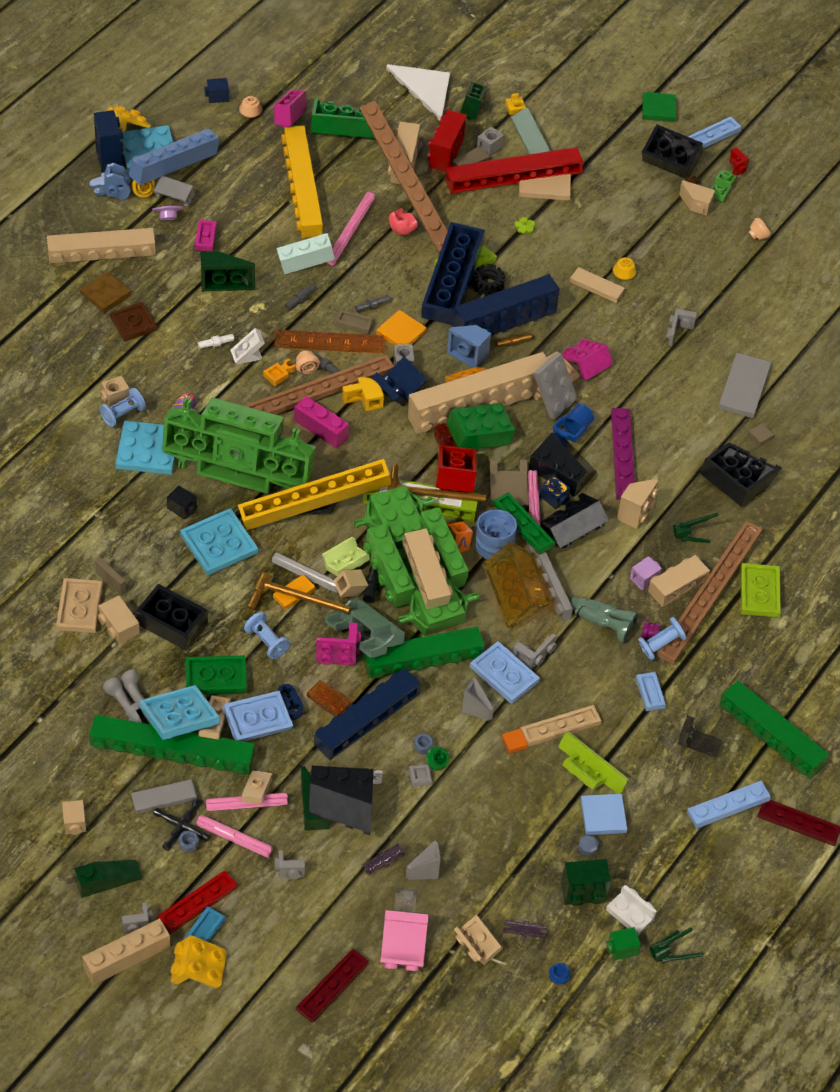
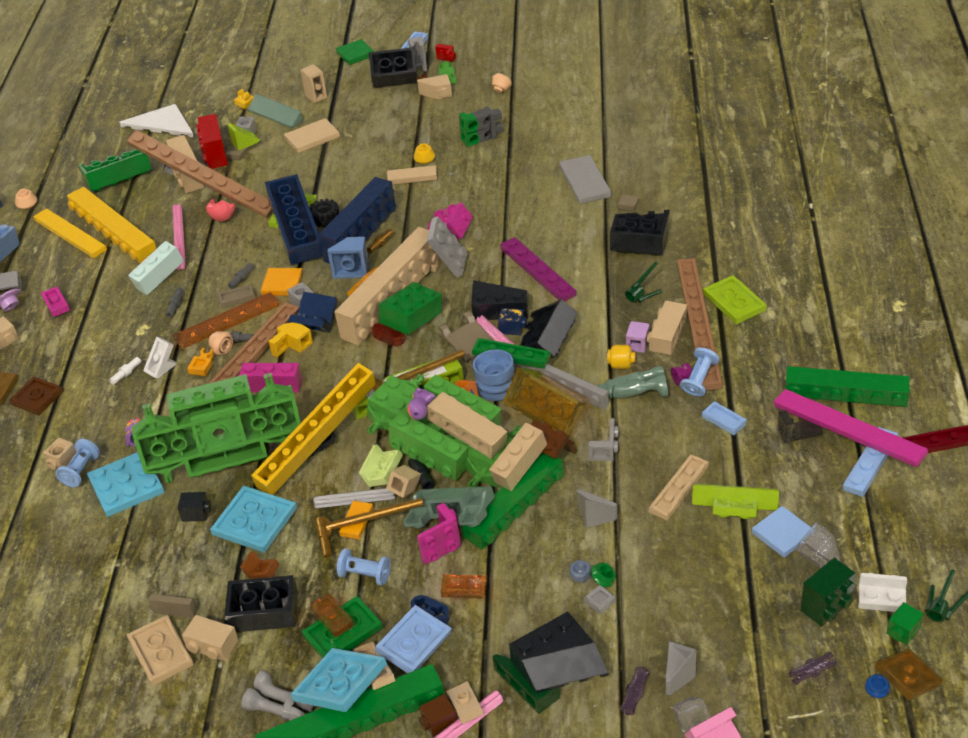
camera: 25 degrees left, 10 degrees down
(192, 586) = (257, 568): none -> dark orange bracket
(213, 659) = (332, 615): none -> clear orange plate
(226, 272) = (96, 314): dark green slope -> none
(230, 783) = (437, 715): none -> reddish brown brick
(264, 168) = (70, 233): none -> yellow tile
(290, 107) = (62, 180): dark pink brick -> none
(366, 713) = (508, 579): dark blue brick -> none
(396, 529) = (418, 404): none -> medium lavender animal
(445, 621) = (518, 456): none -> tan brick
(456, 468) = (419, 345): red brick -> none
(473, 100) = (209, 107): dark green slope -> none
(477, 150) = (241, 137): none -> lime slope
(479, 940) = (785, 704): tan bracket -> none
(486, 620) = (555, 440): none -> reddish brown bracket
(504, 672) = (595, 473): light blue plate -> none
(513, 169) = (275, 138): red brick -> none
(514, 741) = (653, 521): orange tile -> none
(524, 226) = (320, 167): lime plant -> none
(575, 423) = (482, 266): blue piece -> none
(585, 126) = (313, 83): none -> tan brick
(588, 845) = (794, 564): sand blue tile -> none
(589, 980) = (909, 674): none -> pearl gold tile
(615, 583) = (621, 356): none -> yellow head
(615, 843) = (819, 545): none -> clear slope
(637, 502) = (586, 290): tan slope -> none
(681, 319) = (499, 162): light grey bracket -> none
(696, 270) = (479, 126): none -> hips
(710, 146) = (419, 50): none -> light grey hinge
(735, 766) = (851, 428): none -> dark pink tile

